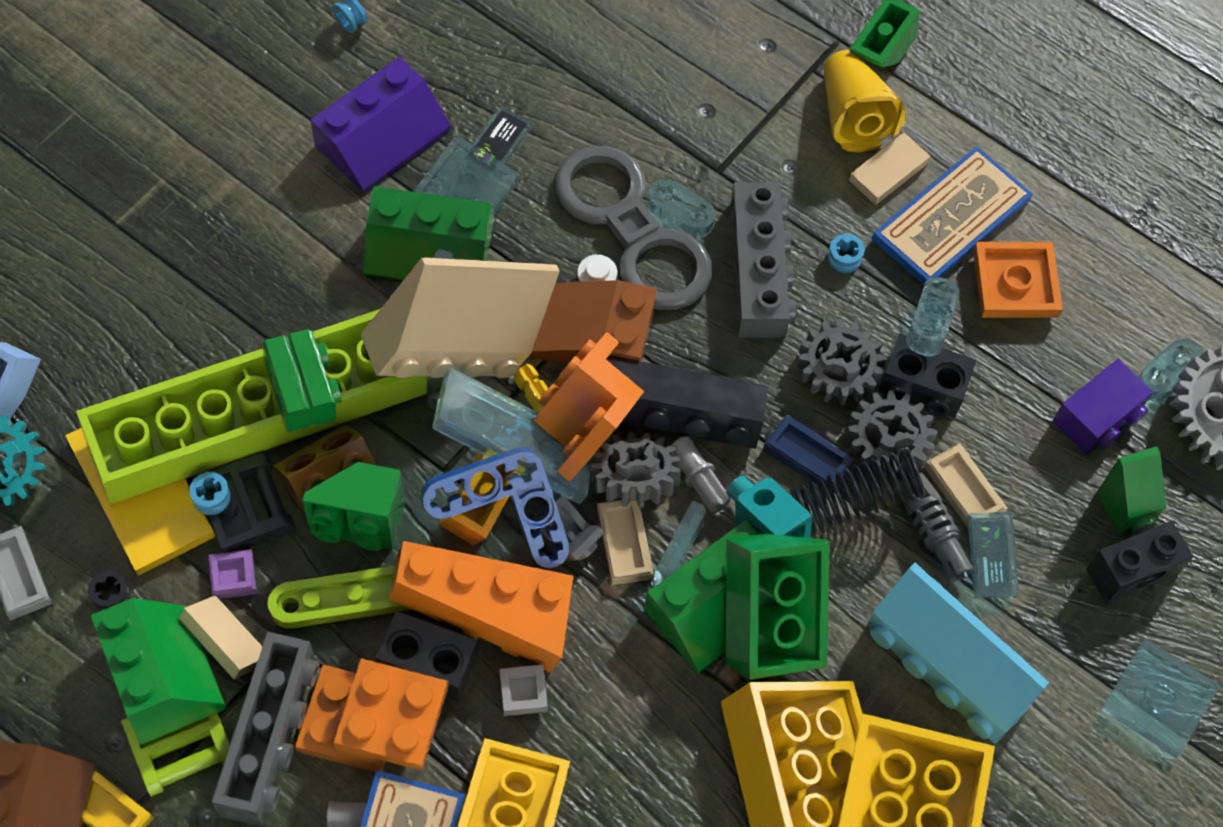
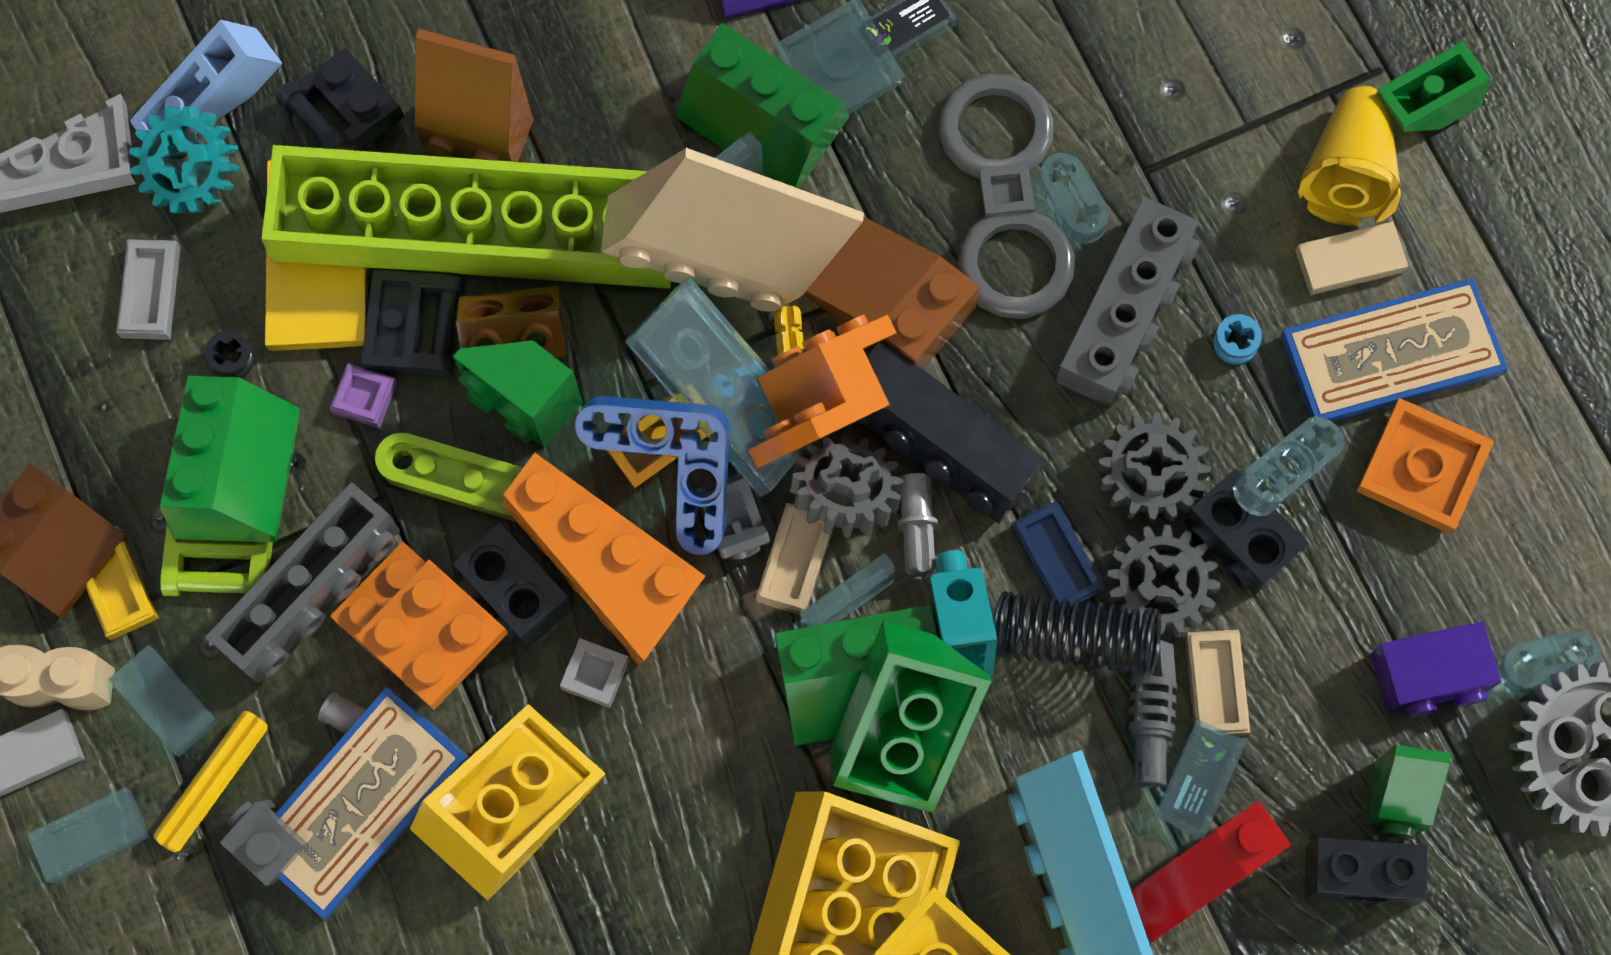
camera: 35 degrees right, 10 degrees up
(106, 360) = (350, 93): none -> black plate
(208, 314) = (469, 100): none -> dark orange slope
(221, 498) = (370, 285): dark azure bush -> none
(222, 636) = (315, 458): tan tile -> none
(300, 380) = (519, 218): green brick -> none
(597, 269) = (934, 231): white plate -> none
(1040, 603) = (1207, 870): none -> red slope

